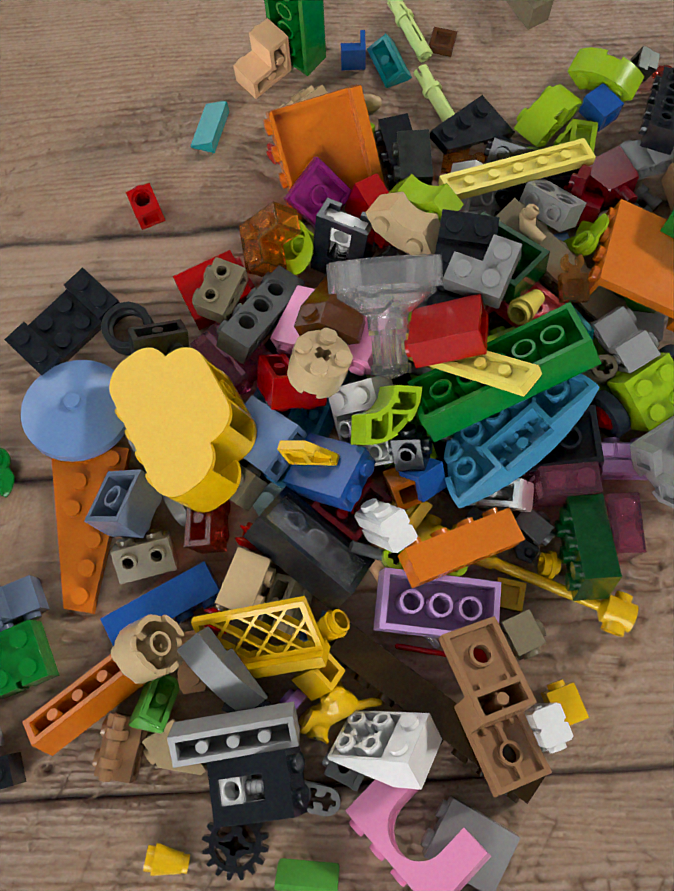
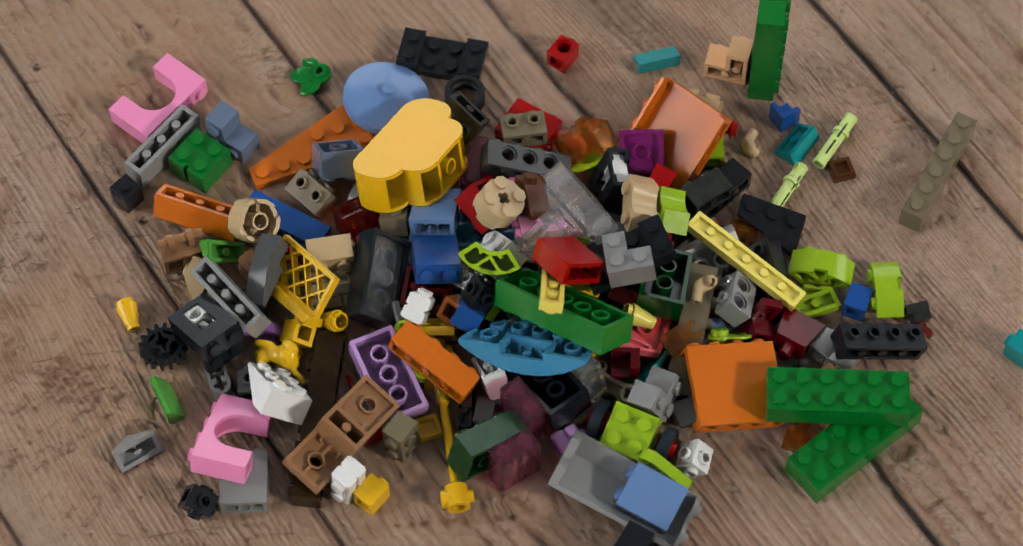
camera: 55 degrees right, 15 degrees down
(306, 453) = (435, 234): yellow tile -> none

